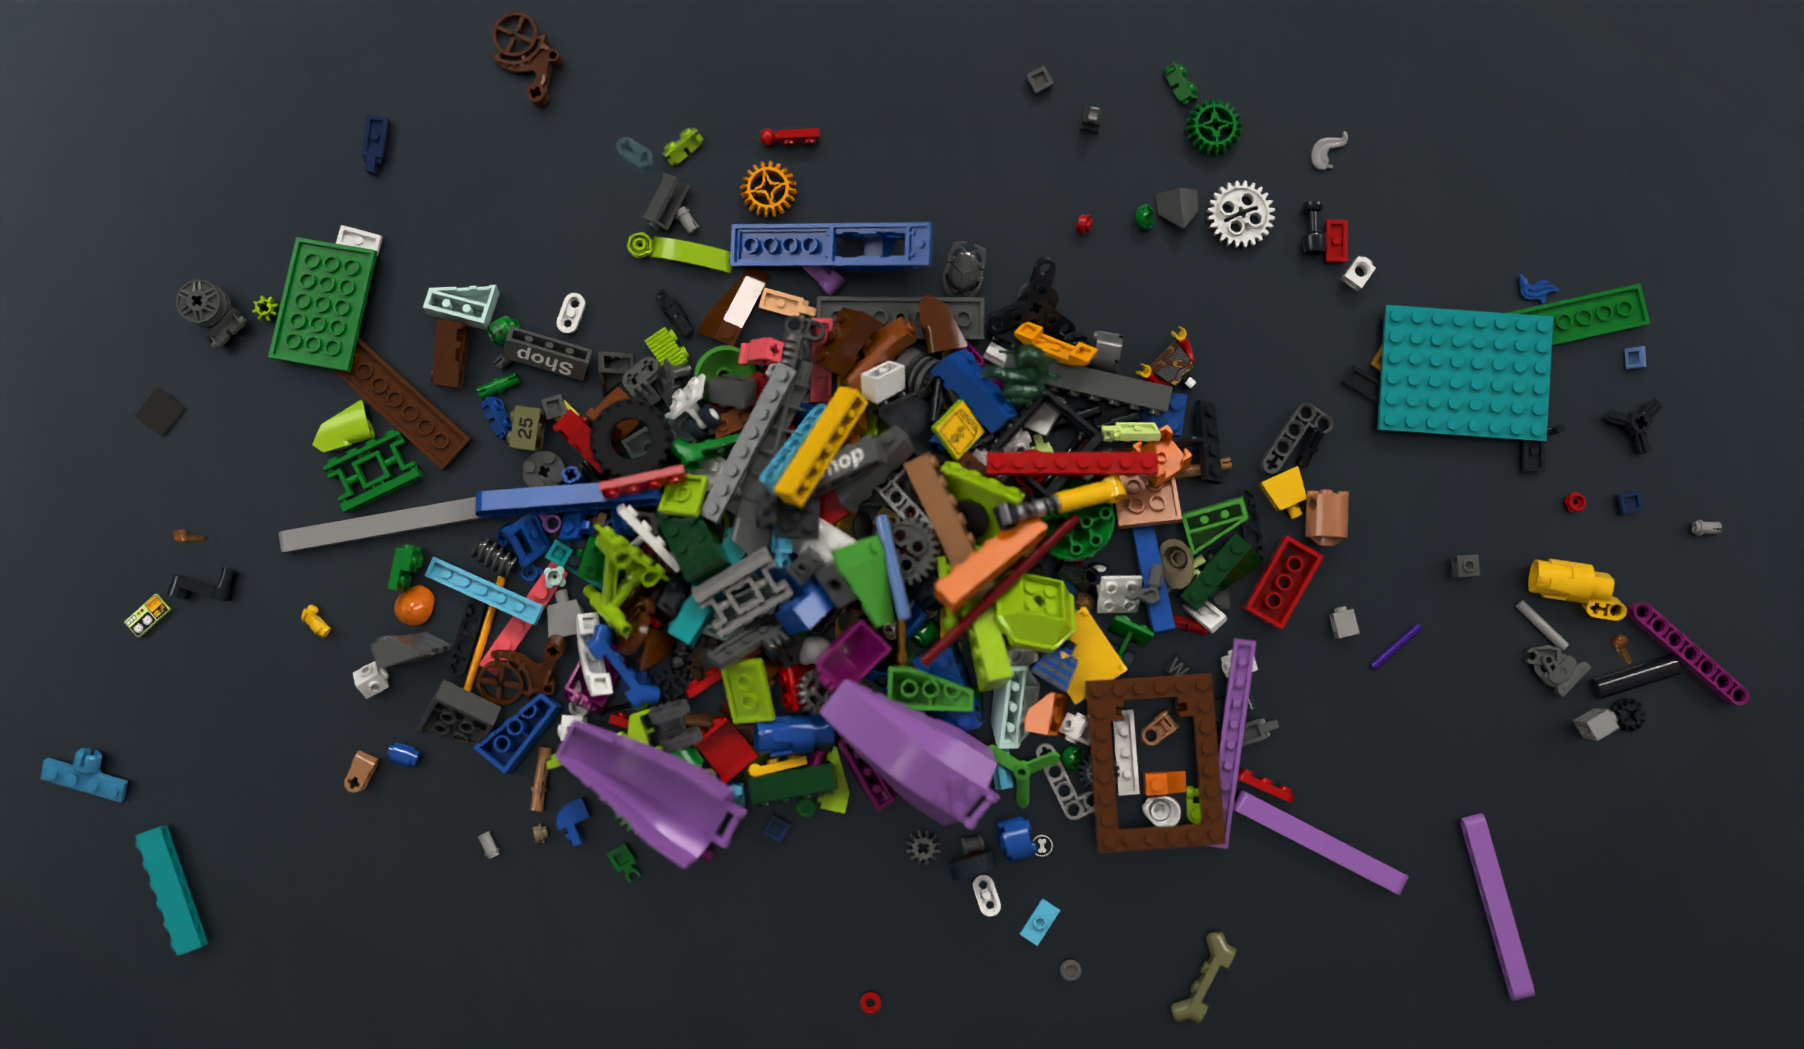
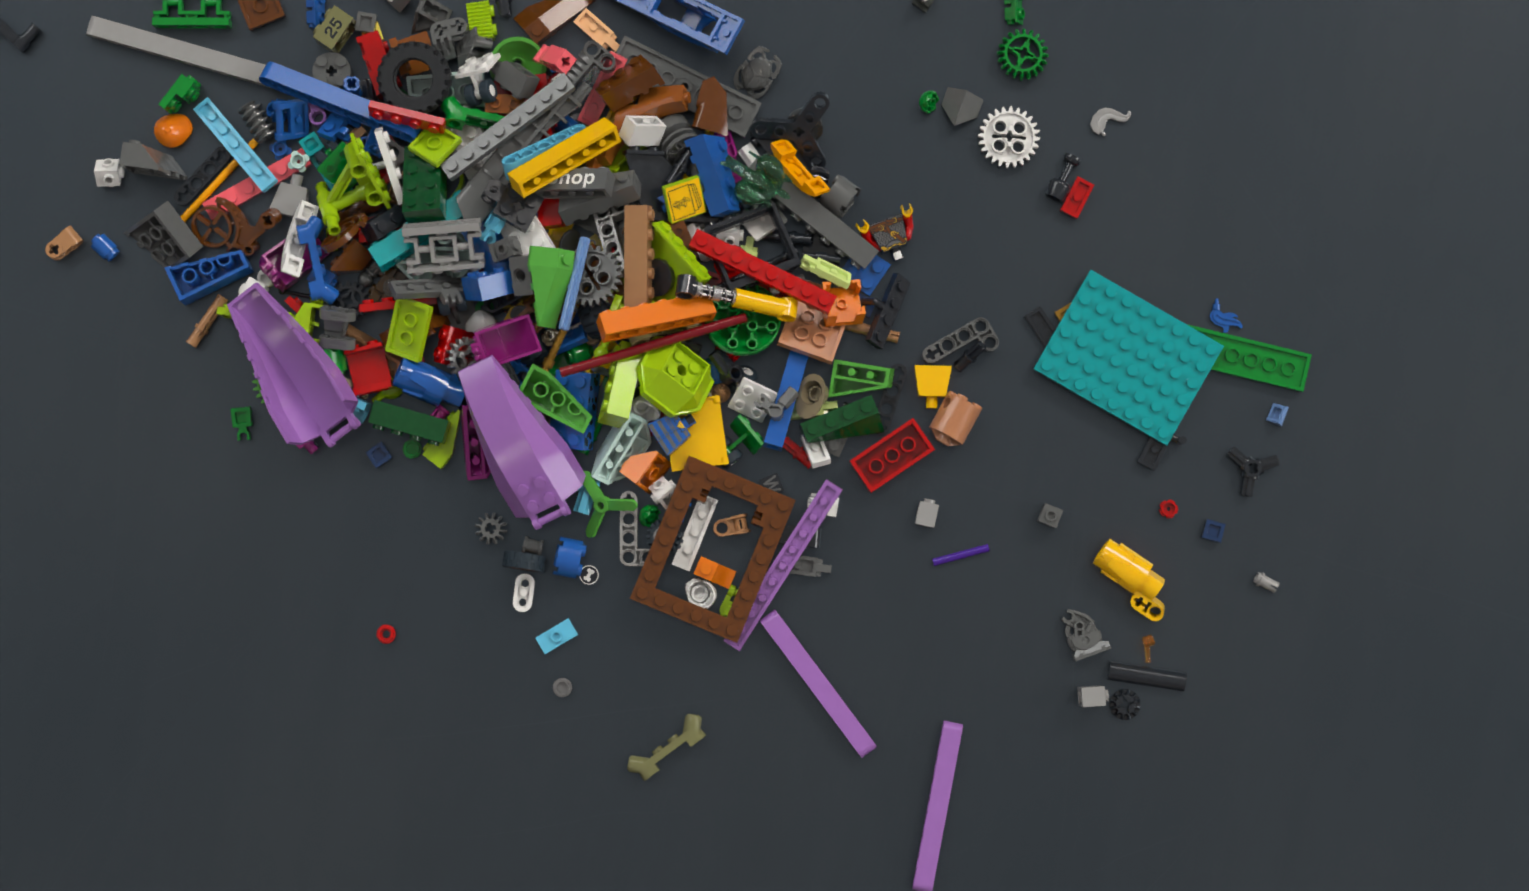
camera: 25 degrees right, 0 degrees up
(316, 624) = (85, 104): yellow arm -> none
(488, 845) = (138, 354): light grey pin -> none
(540, 833) = (184, 365): dark tan plate -> none
(569, 816) = (217, 362): blue brick -> none
(775, 765) = (402, 401): yellow plate -> none
(828, 279) = (641, 25): medium lavender piece -> none
(1084, 224) = (875, 83): red plate -> none
(1265, 785) = (796, 614): red plate -> none
(1350, 276) = (1078, 240): white brick -> none
(1542, 625) = (1090, 596): light grey piece -> none
(1697, 656) = (1205, 684): magenta beam -> none

